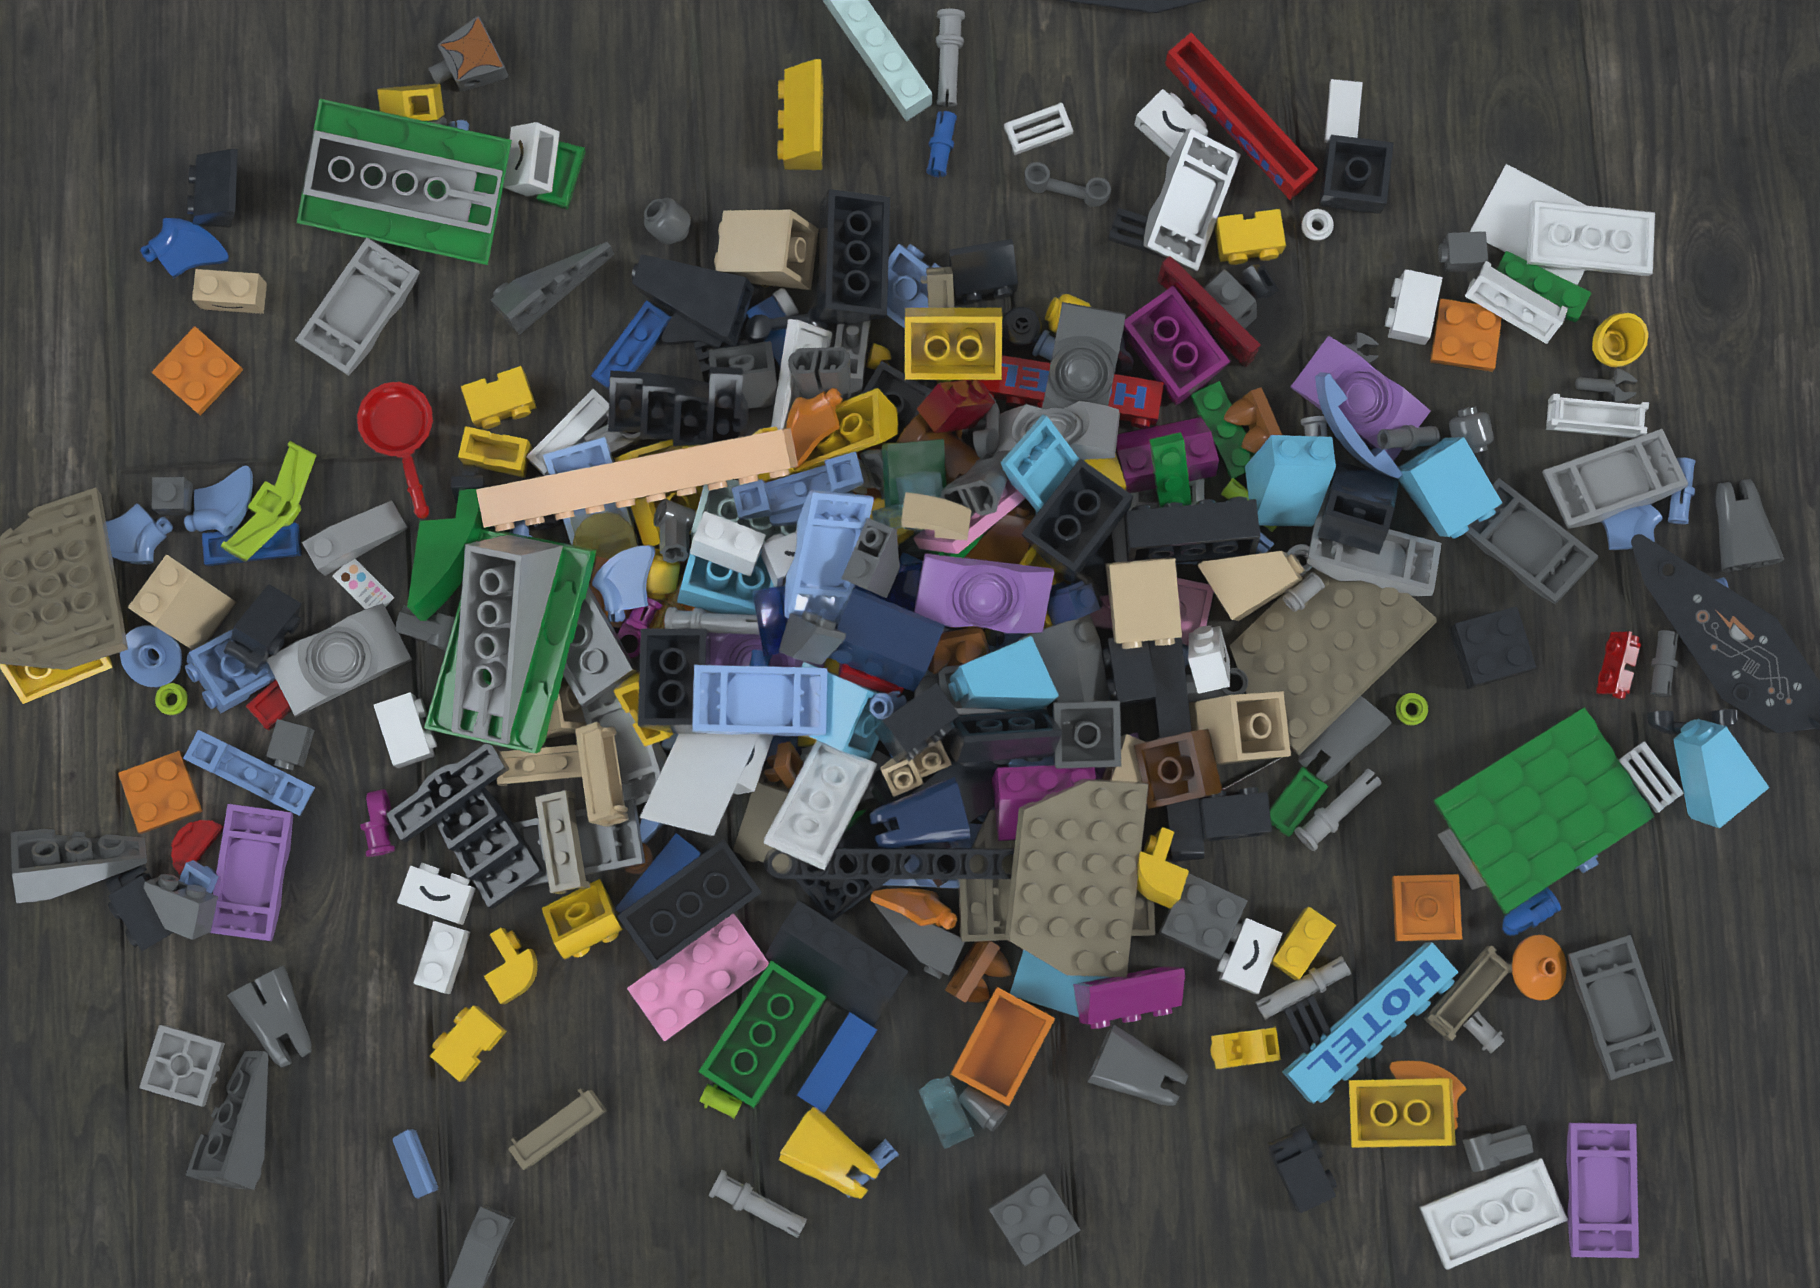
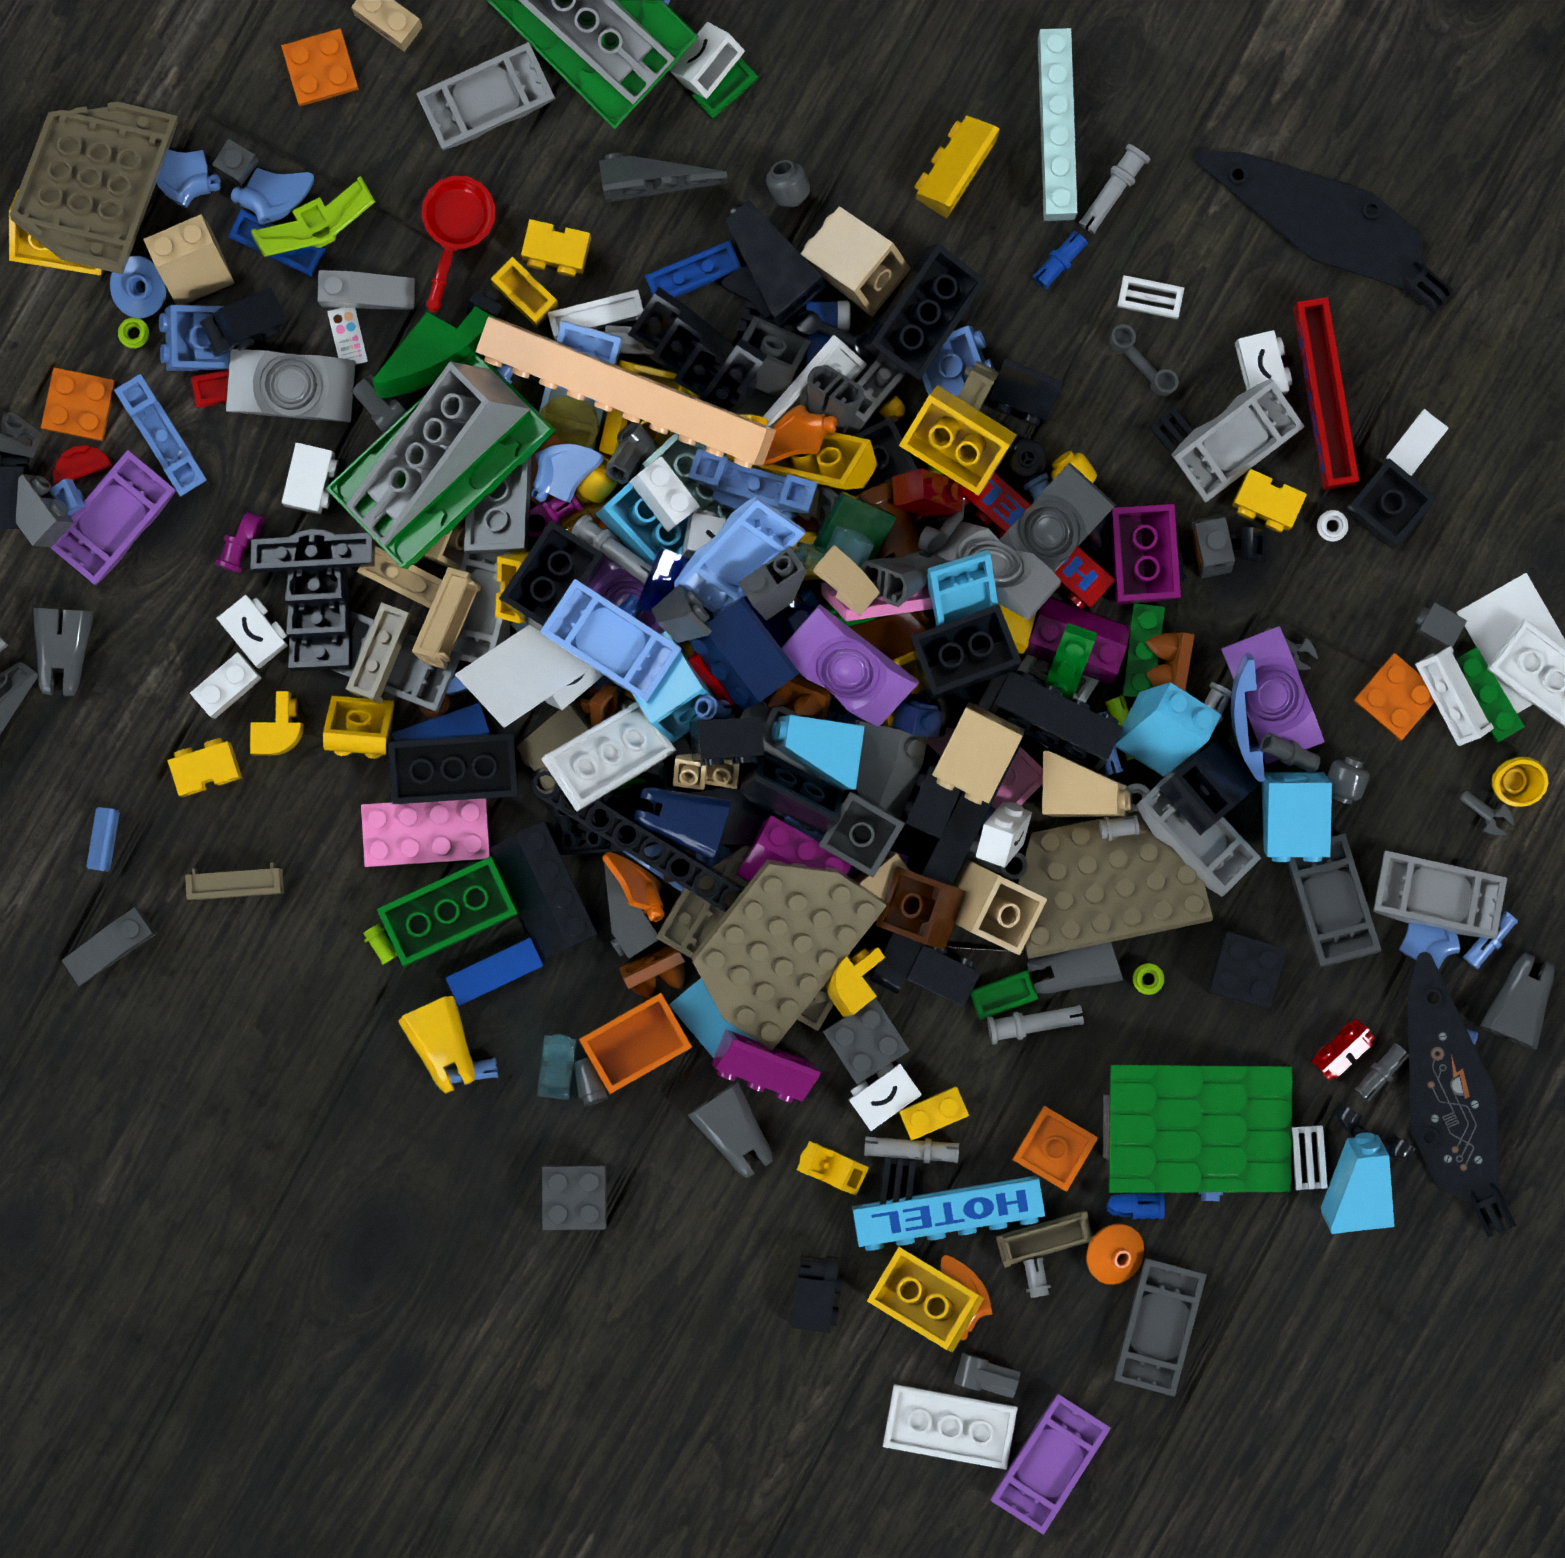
camera: 25 degrees right, 5 degrees up
(290, 744) = (207, 432): dark grey brick -> none
(744, 1198) = (351, 1033): light grey pin -> none
(1209, 311) = (1190, 544): dark red tile -> none
(1414, 306) = (1367, 646): white brick -> none
(1596, 417) = (1460, 833): white container -> none

